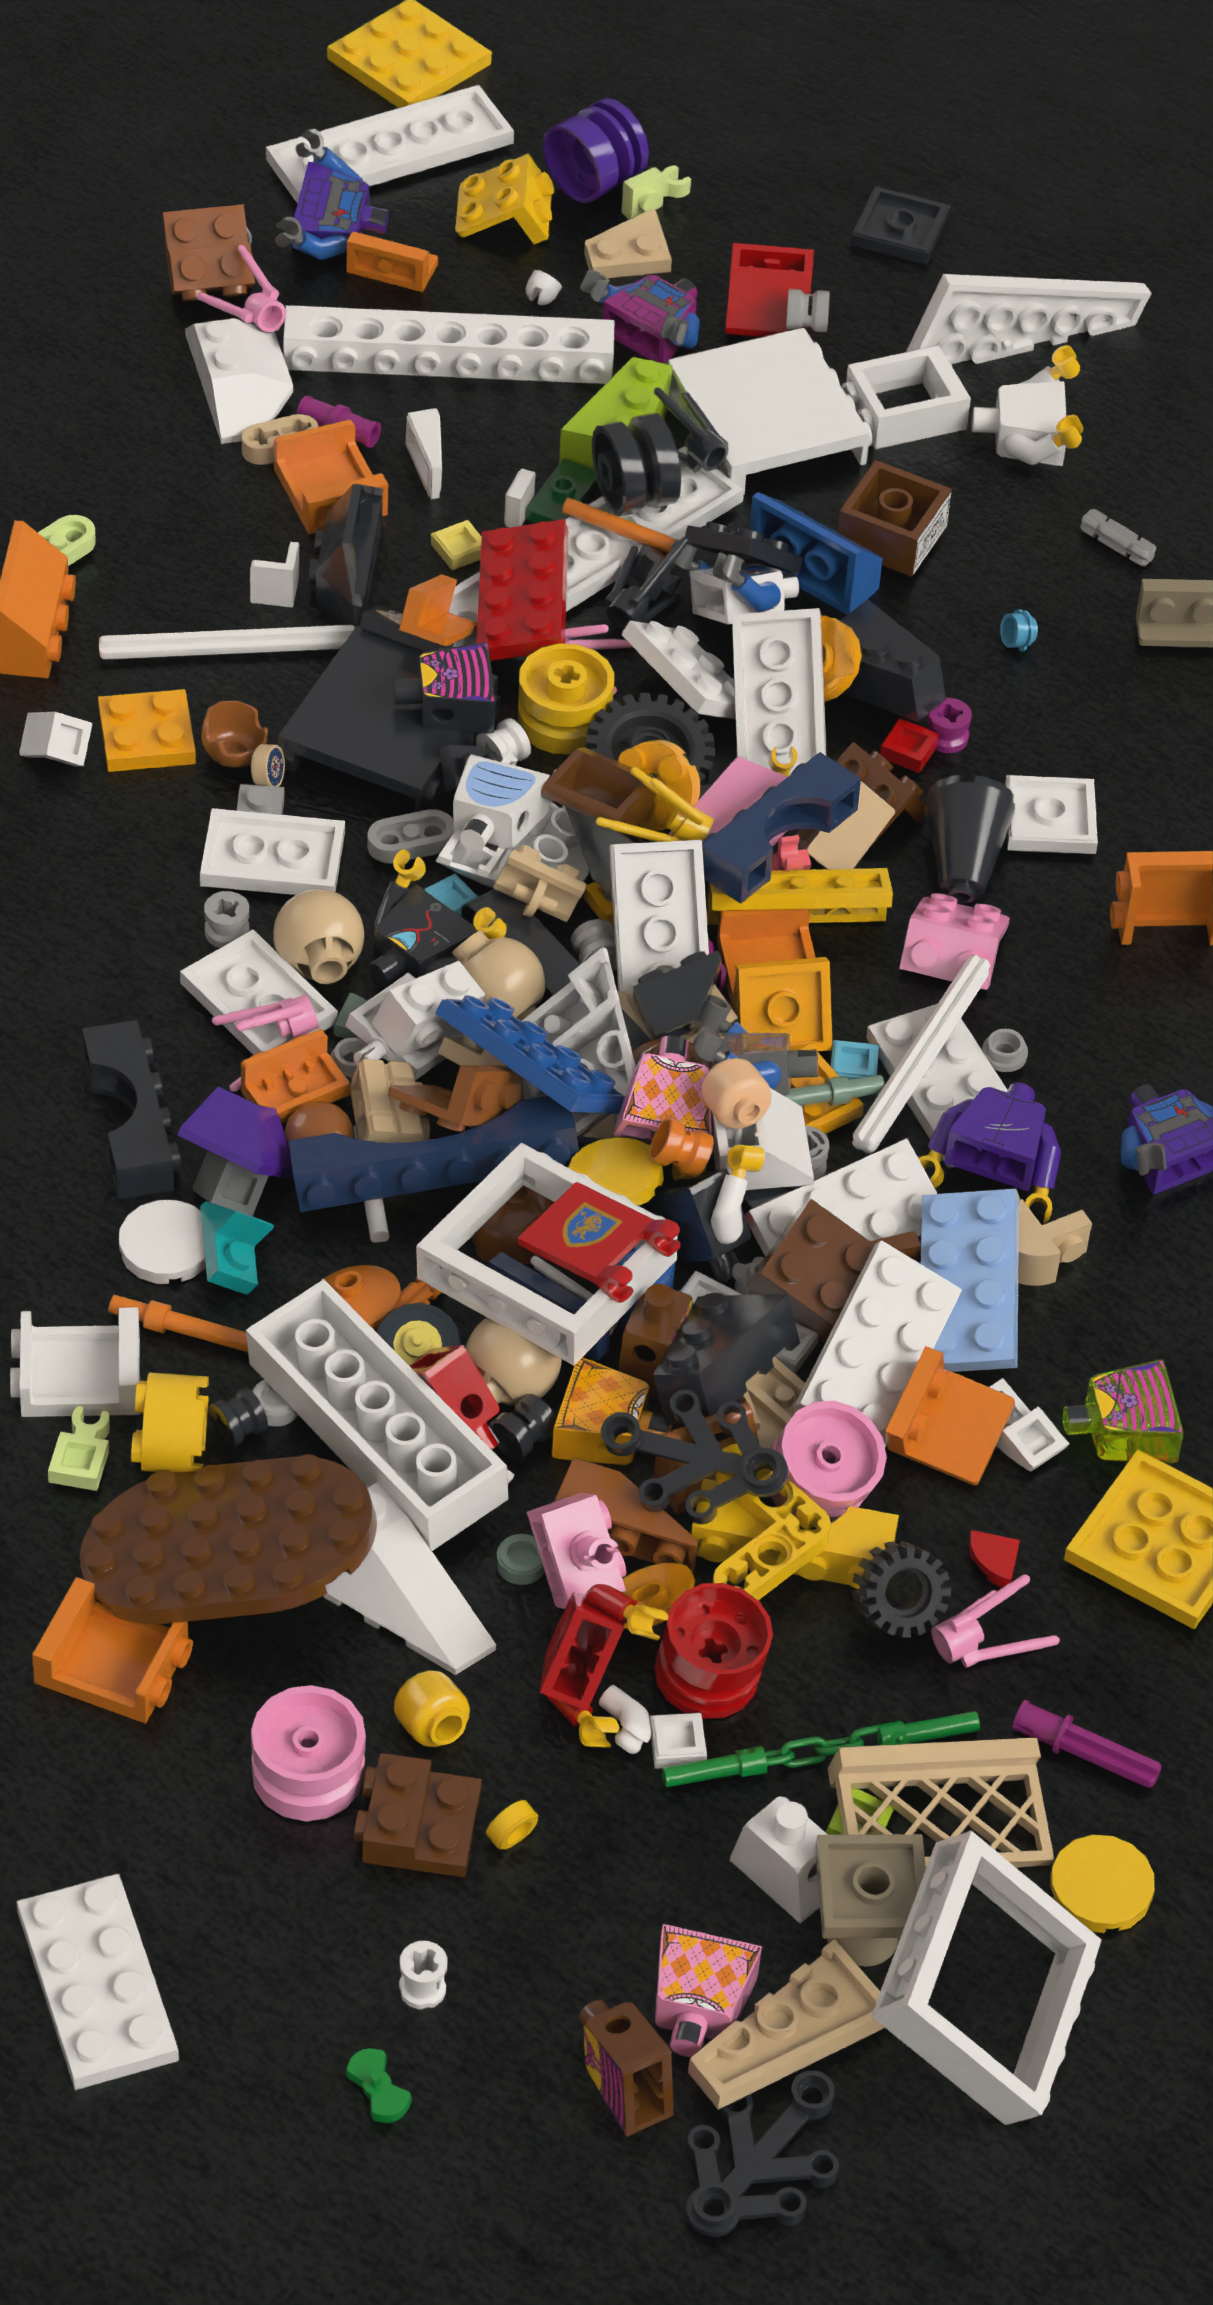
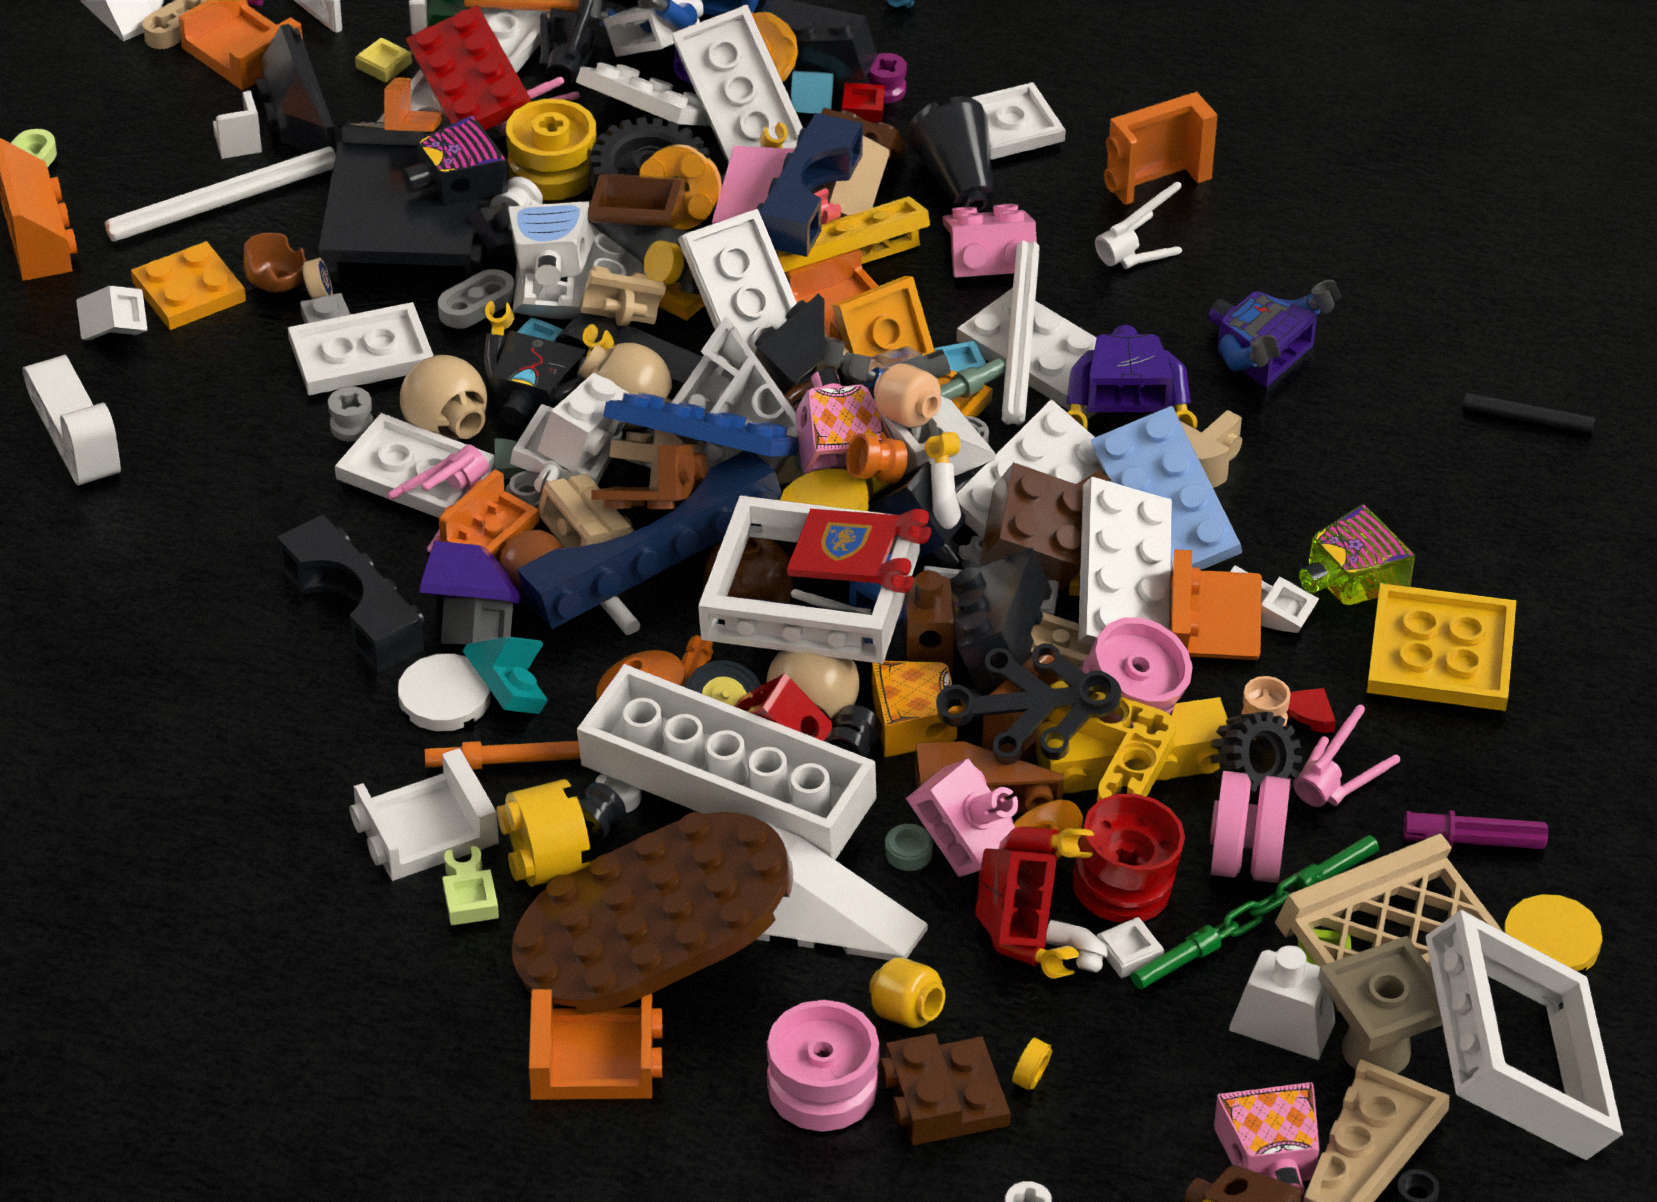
camera: 20 degrees left, 5 degrees down
(592, 937) = (689, 331): light grey wheel -> none
(593, 864) = (664, 262): none -> yellow tile
(685, 821) = (726, 202): yellow plant -> none
(850, 1662) = (1249, 826): none -> bright pink wheel
(862, 718) = (811, 91): none -> medium azure tile
(948, 1537) = (1266, 695): none -> light nougat wheel
(1005, 1050) = (1083, 311): light grey plate -> none
(1085, 985) = (1121, 241): none -> white plant

